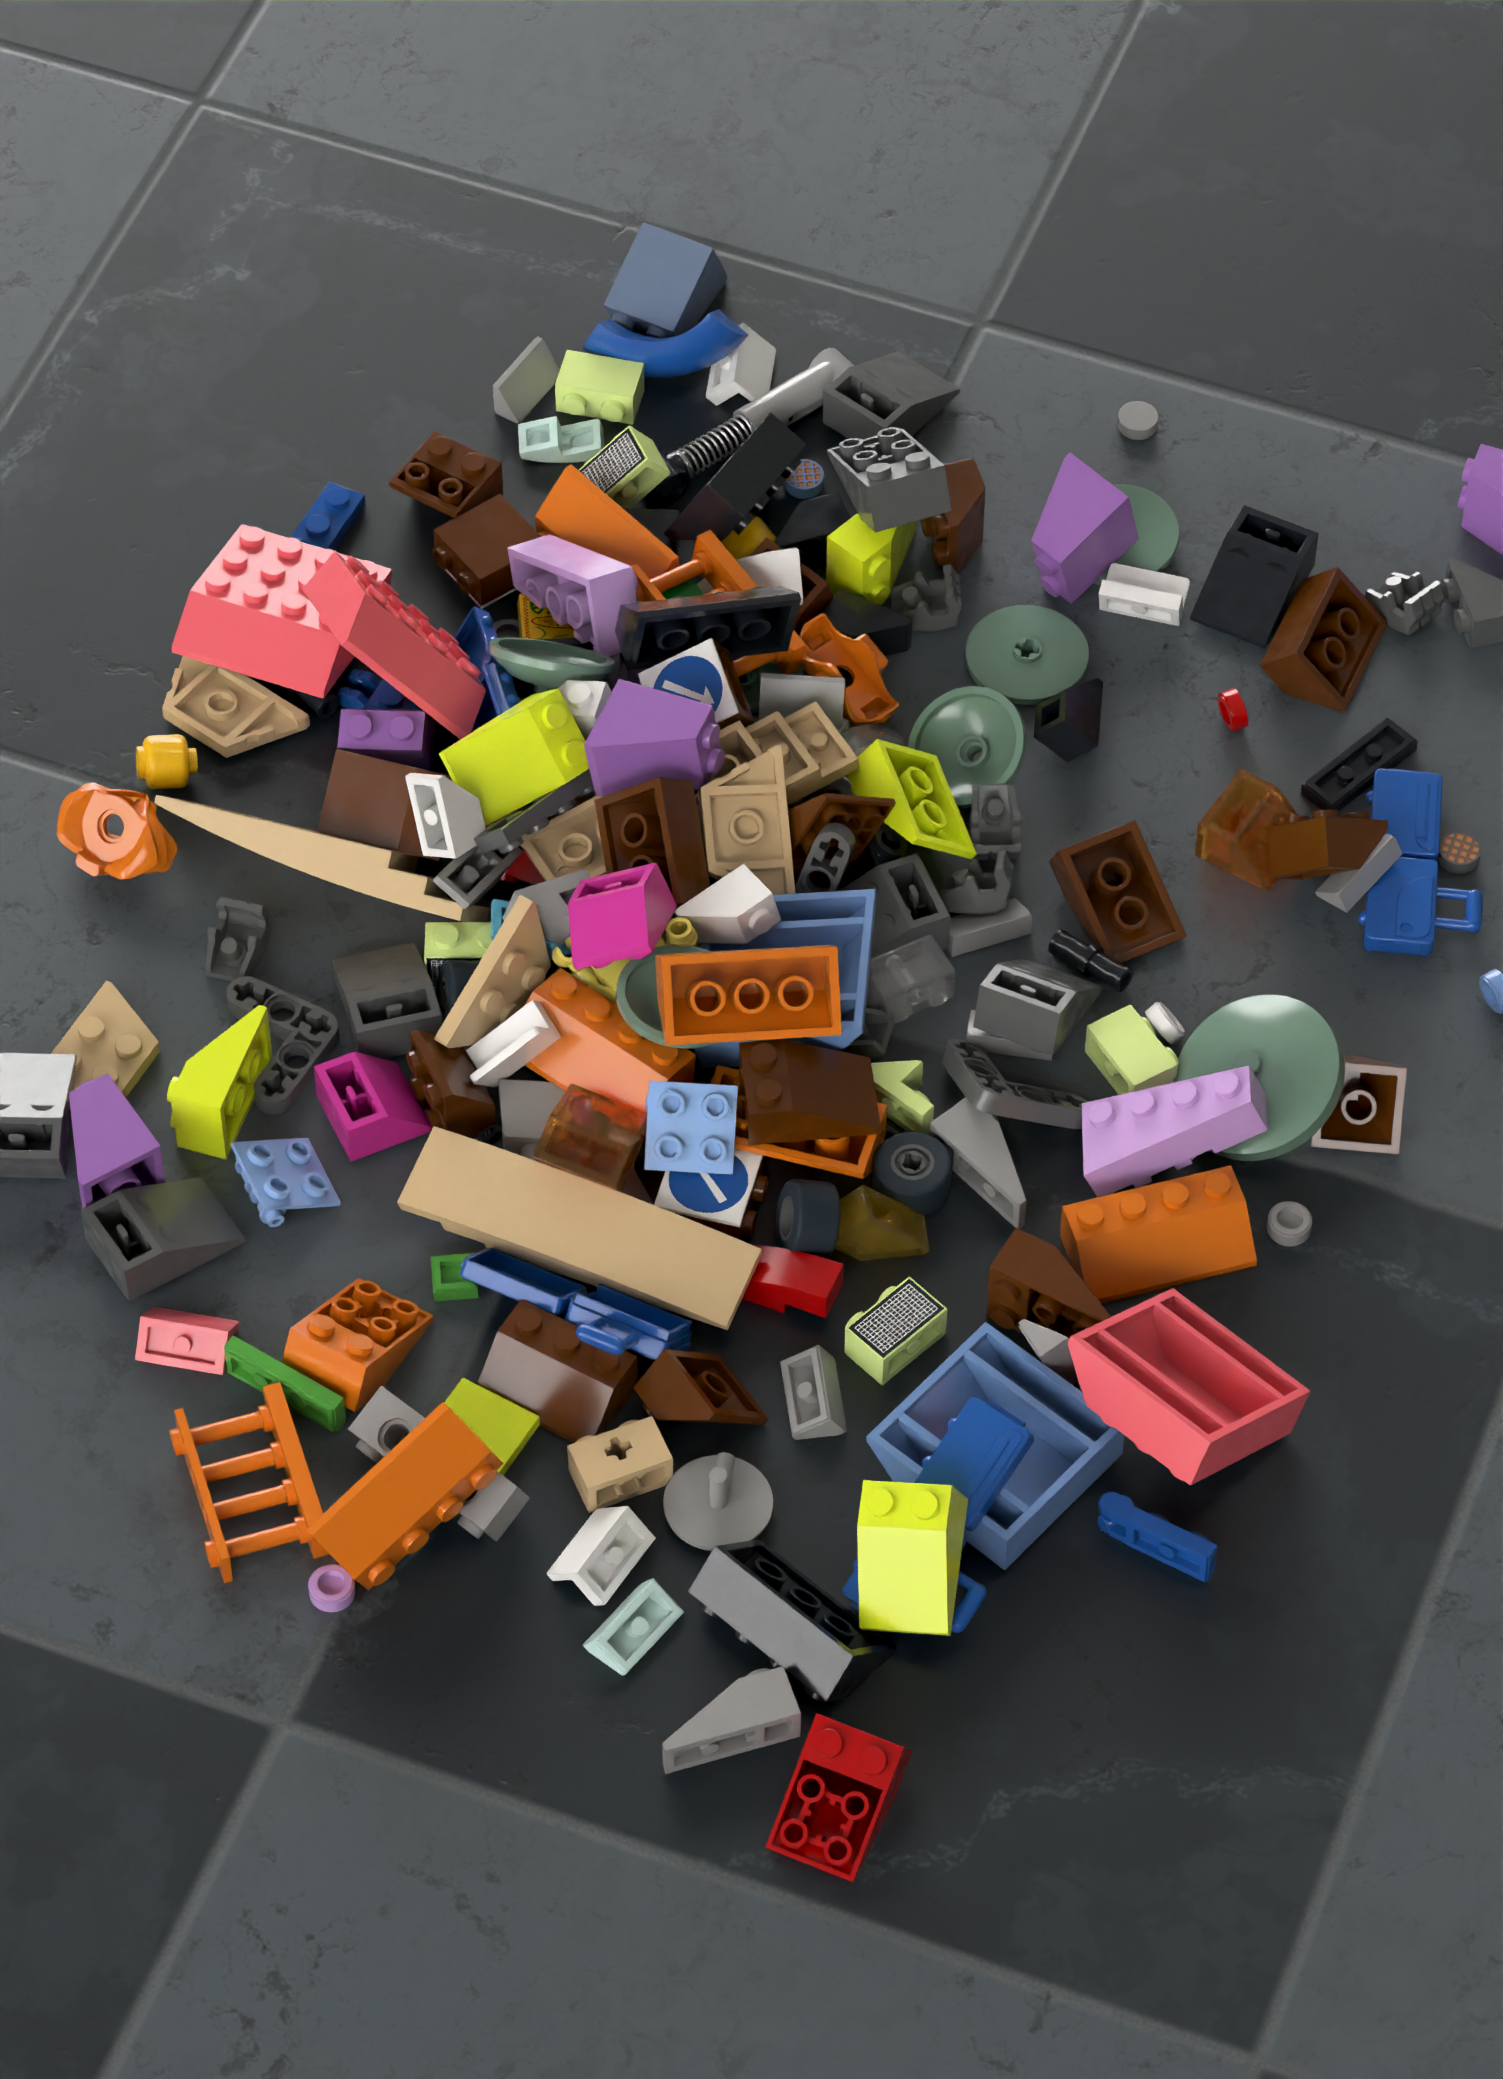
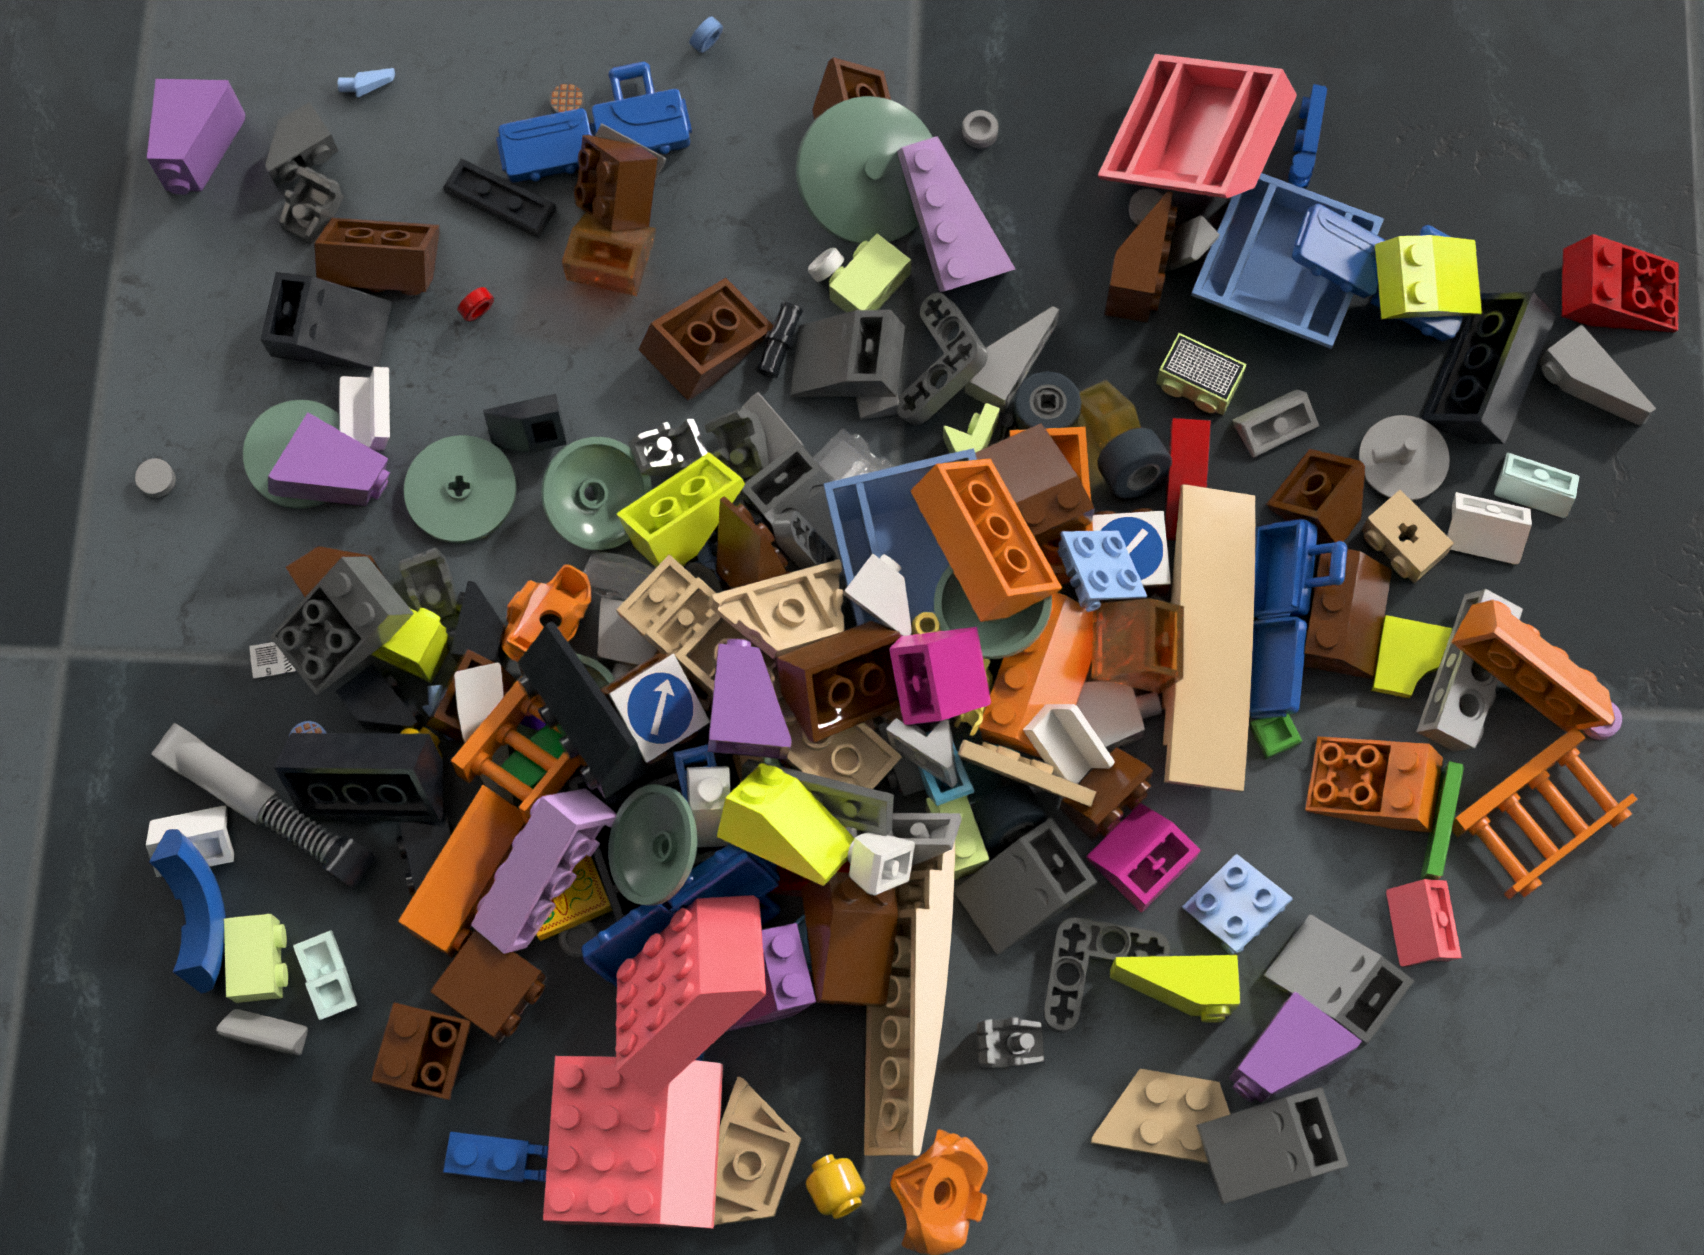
camera: 105 degrees left, 20 degrees up
(627, 468) = (370, 891): brick -> none
(664, 283) = (113, 939): sand blue slope -> none
(795, 692) = (605, 634): light grey slope -> none
(885, 395) = (199, 690): dark grey slope -> none
(1159, 1235) = (1034, 213): orange slope -> none

